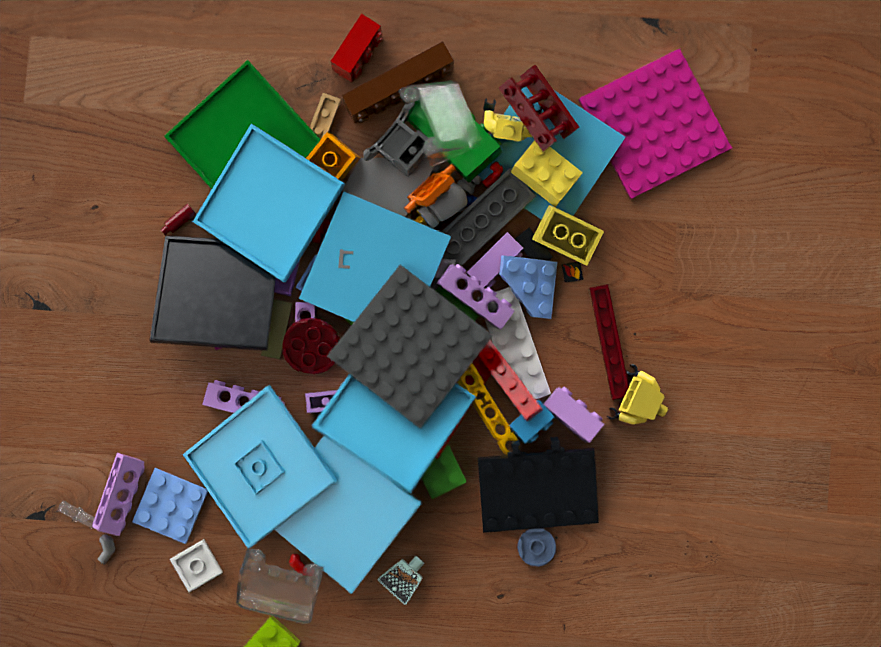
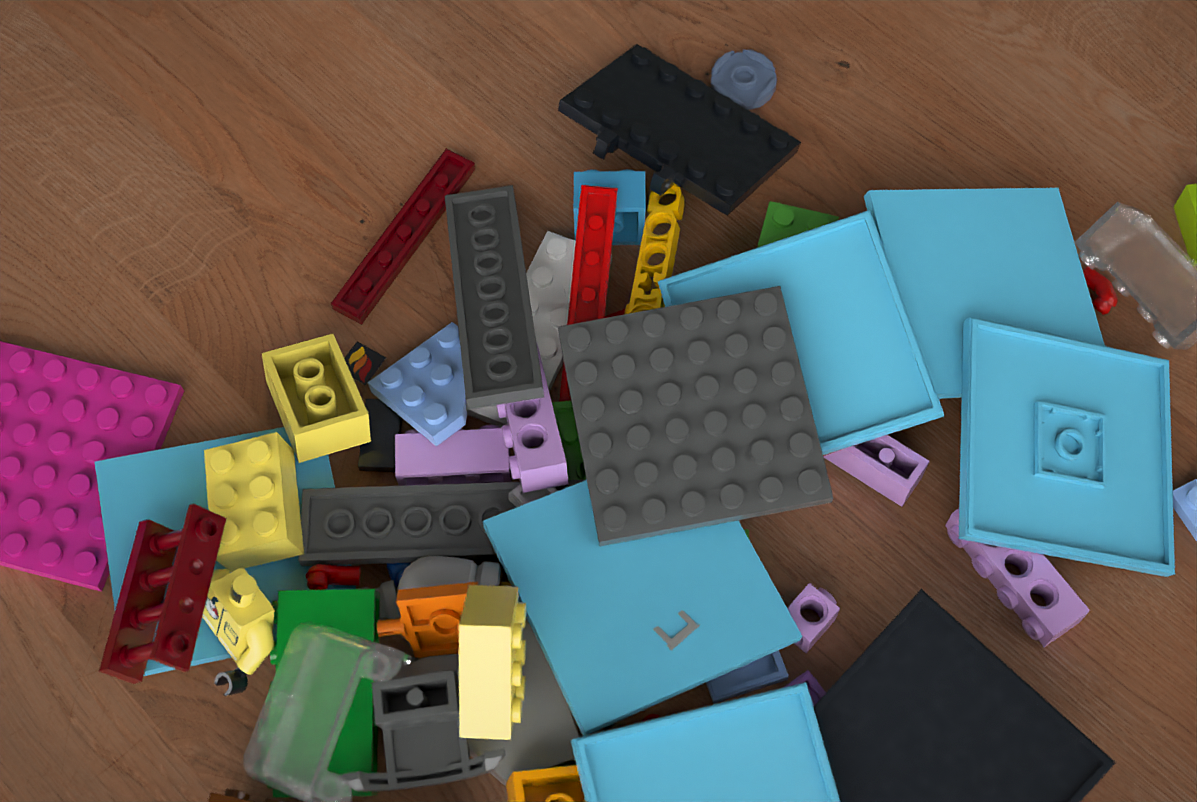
camera: 135 degrees left, 20 degrees down
(279, 323) = (847, 648): olive tile -> none
(309, 344) = (839, 562): dark red tile -> none
(395, 183) = (491, 661): none -> light yellow brick
(402, 578) = (963, 162): torso -> none
(540, 336) = (492, 299): none -> dark grey plate
(573, 414) = (543, 173): lavender brick -> none
(641, 400) = (438, 126): light yellow torso -> none

